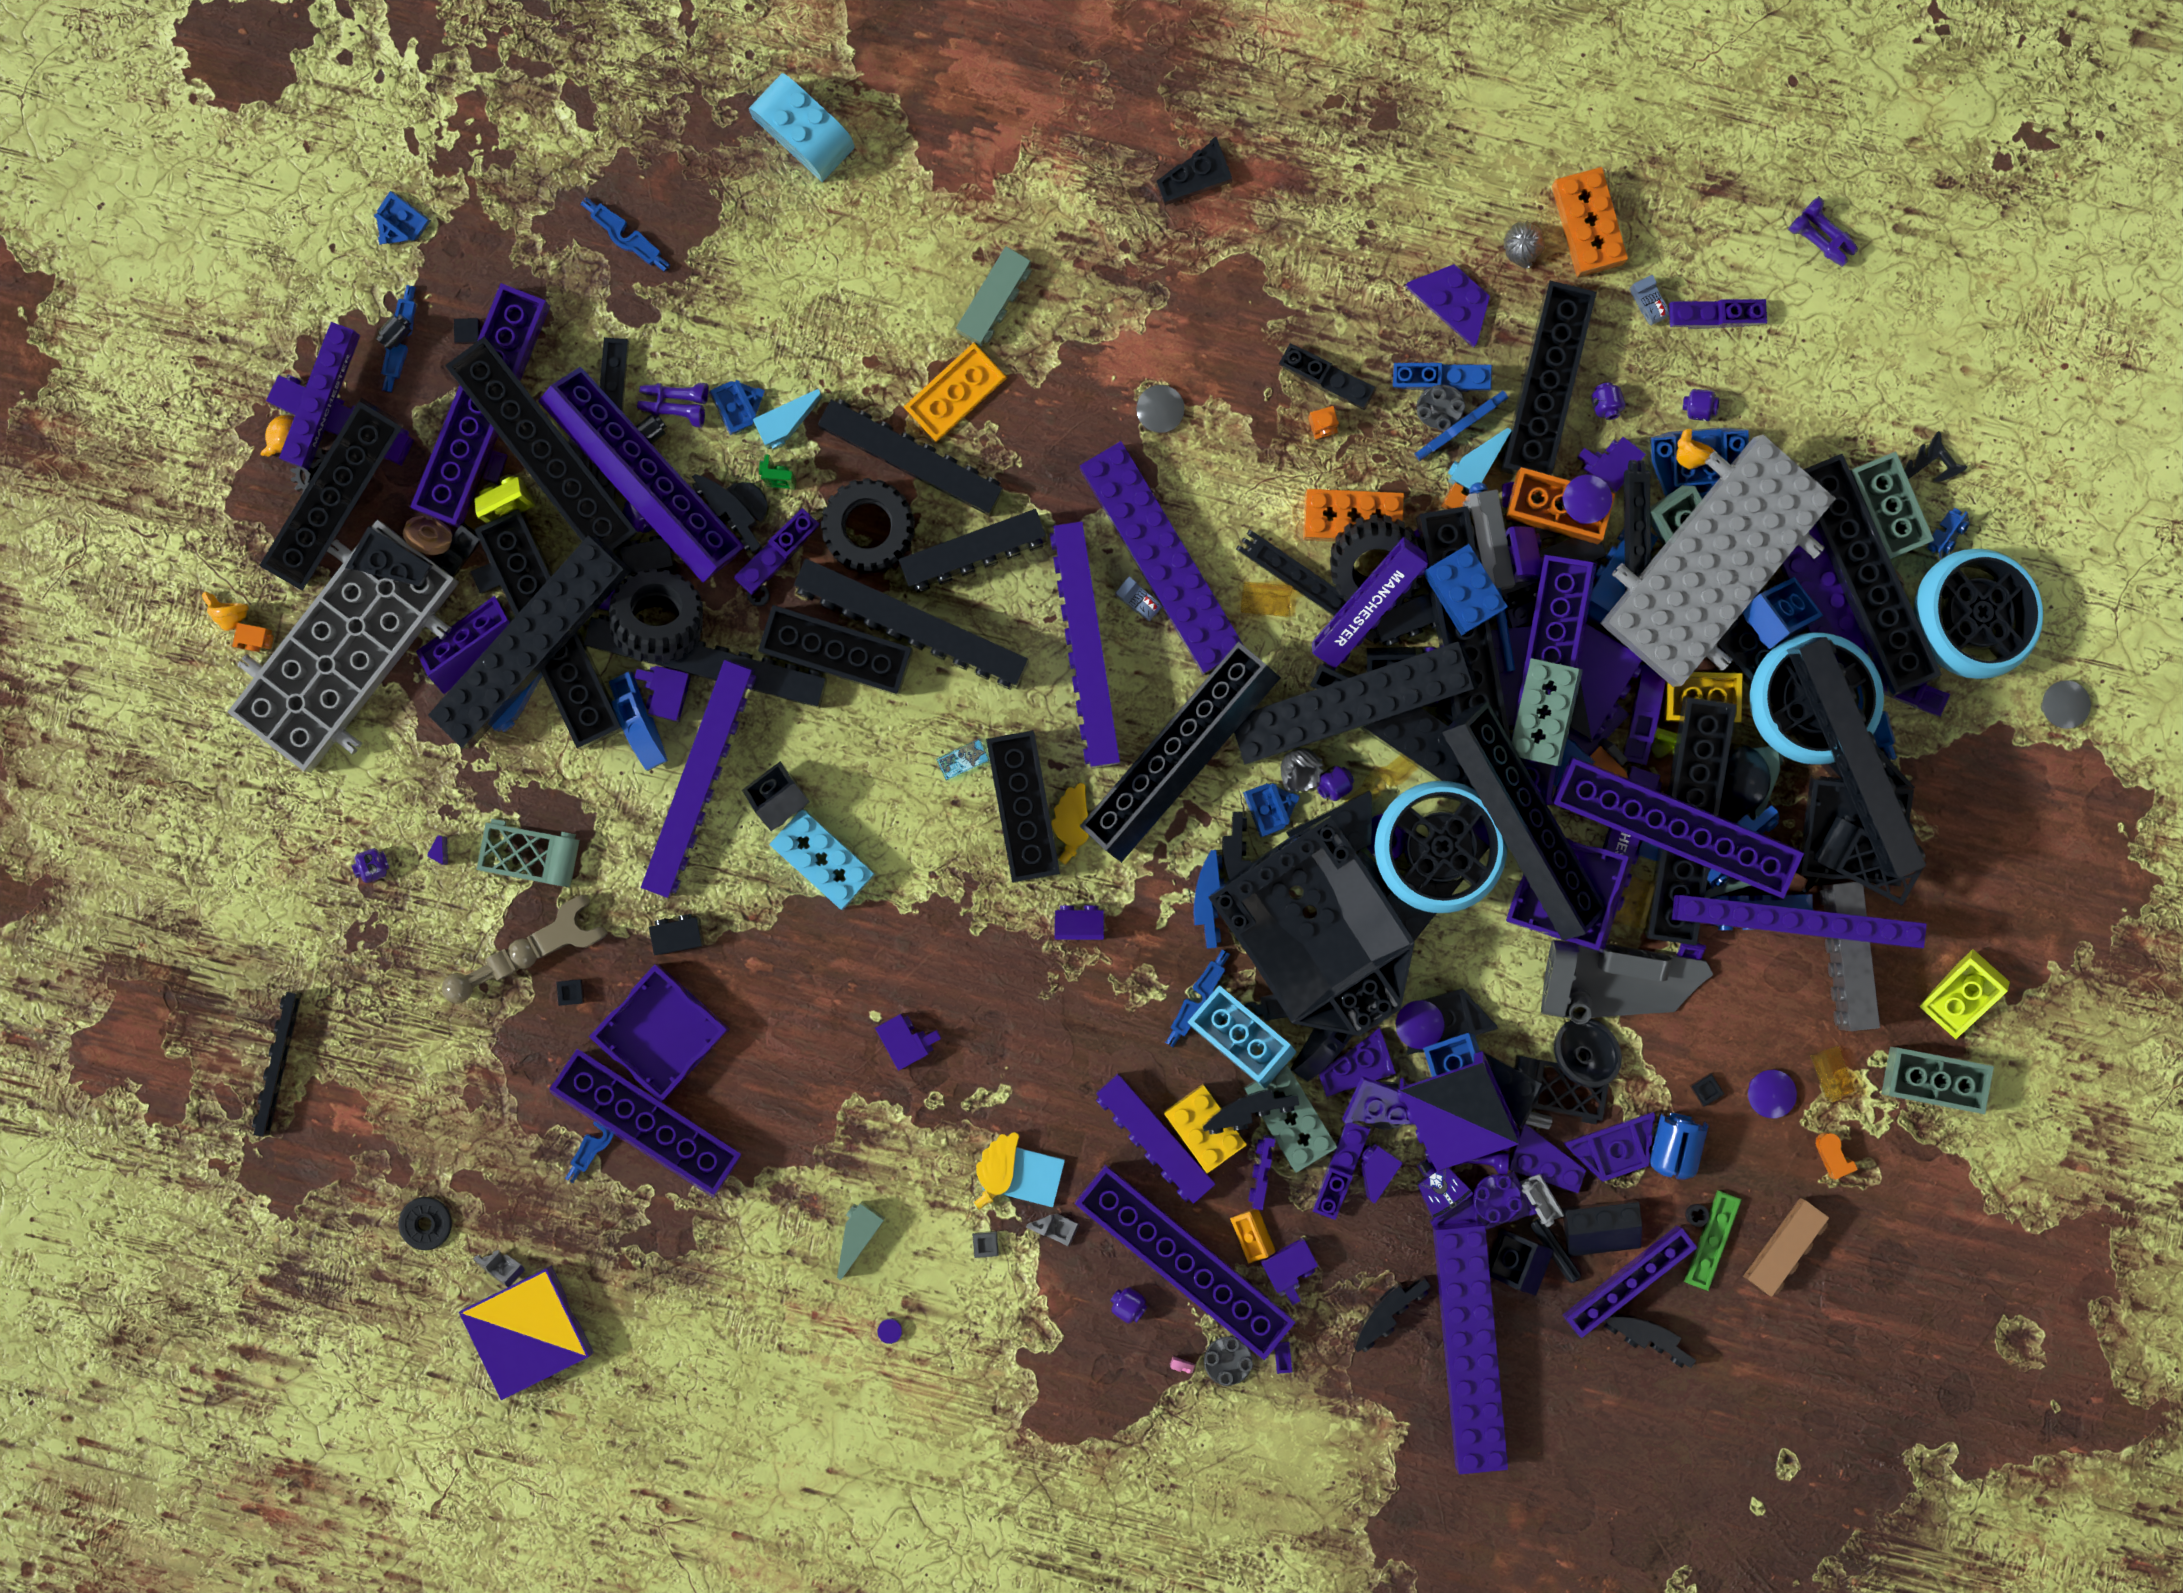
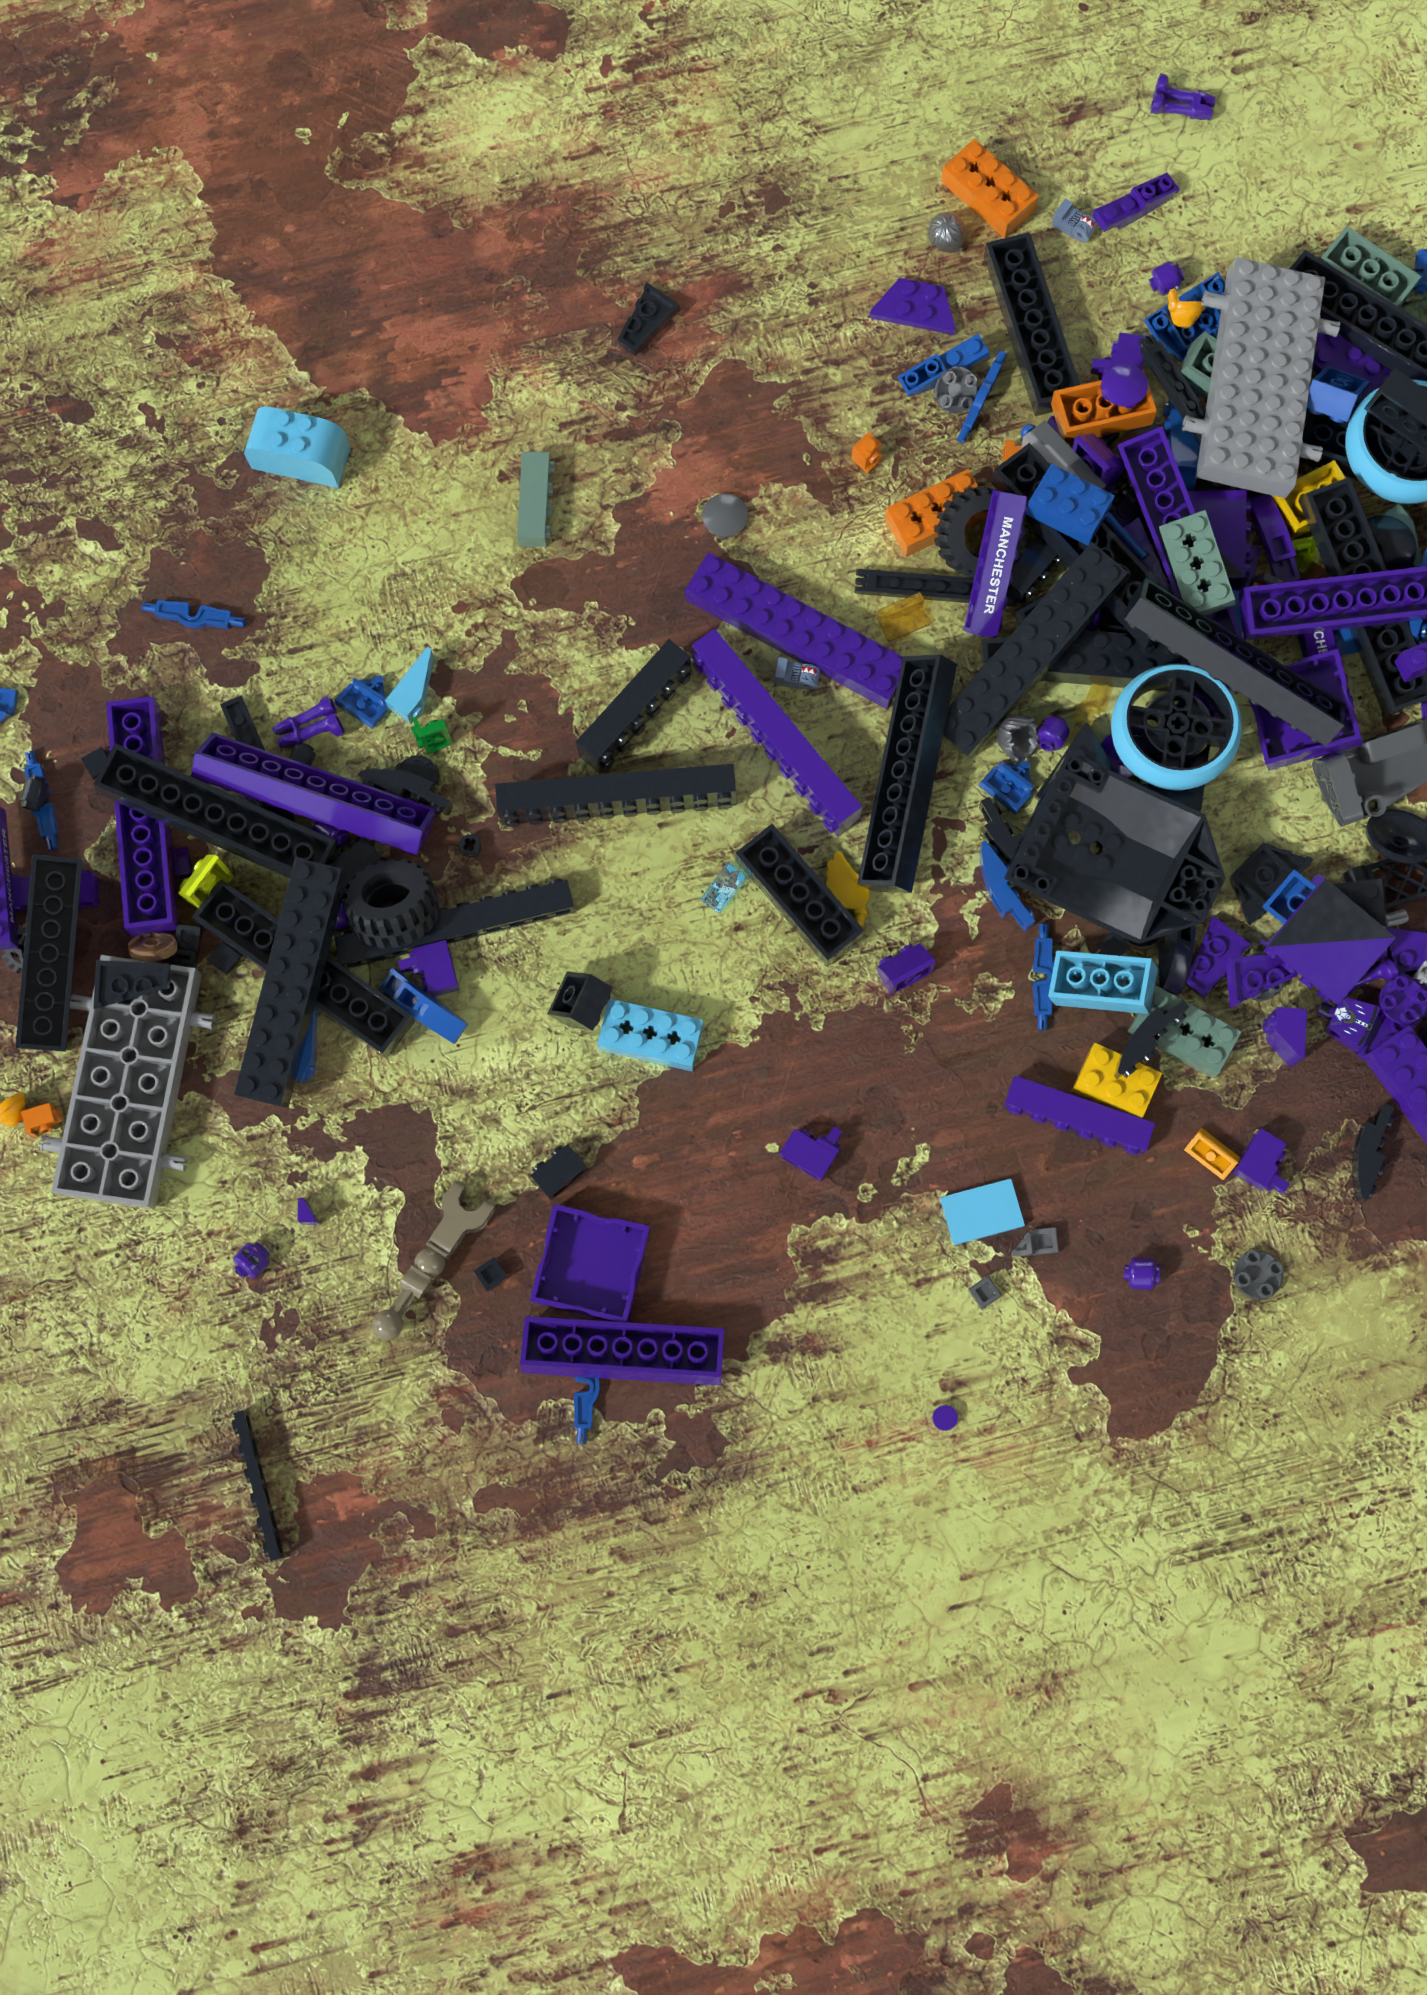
camera: 25 degrees left, 10 degrees down
(409, 1223) = (487, 1557): black wheel -> none
(450, 658) = (234, 1018): dark purple slope -> none
(501, 1267) = (562, 1558): flat silver slope -> none
(526, 1332) = (617, 1605): tile -> none
(559, 856) = (419, 1167): sand green piece -> none
(697, 779) = (503, 1025): dark purple brick -> none
(777, 551) = (467, 799): dark purple slope -> none
(835, 650) = (563, 852): black brick -> none
(845, 502) = (529, 706): black tyre -> none
(858, 1231) = (866, 1341): sand green slope -> none
(911, 457) = (537, 662): black brick -> none
(955, 392) = (545, 593): light orange tile -> none
(996, 1168) = (956, 1218): yellow animal -> none
(1182, 1365) = (1219, 1301): bright pink tile -> none
(1184, 1262) = (1169, 1206): dark purple brick -> none
(1257, 1194) = (1185, 1080): dark purple wing -> none
(1283, 1358) = (1303, 1245): dark purple piece -> none
(1327, 377) = (846, 418): black slope -> none
(1341, 1169) = (1253, 1052): dark purple slope -> none
(1419, 1024) = (1246, 891): dark purple dish -> none
(1476, 464) = (1013, 416): medium azure slope -> none
(1608, 401) = (1089, 314): dark purple head -> none
(1636, 903) = (1365, 694): clear yellow panel -> none
(1935, 450) = (1374, 216): black piece -> none

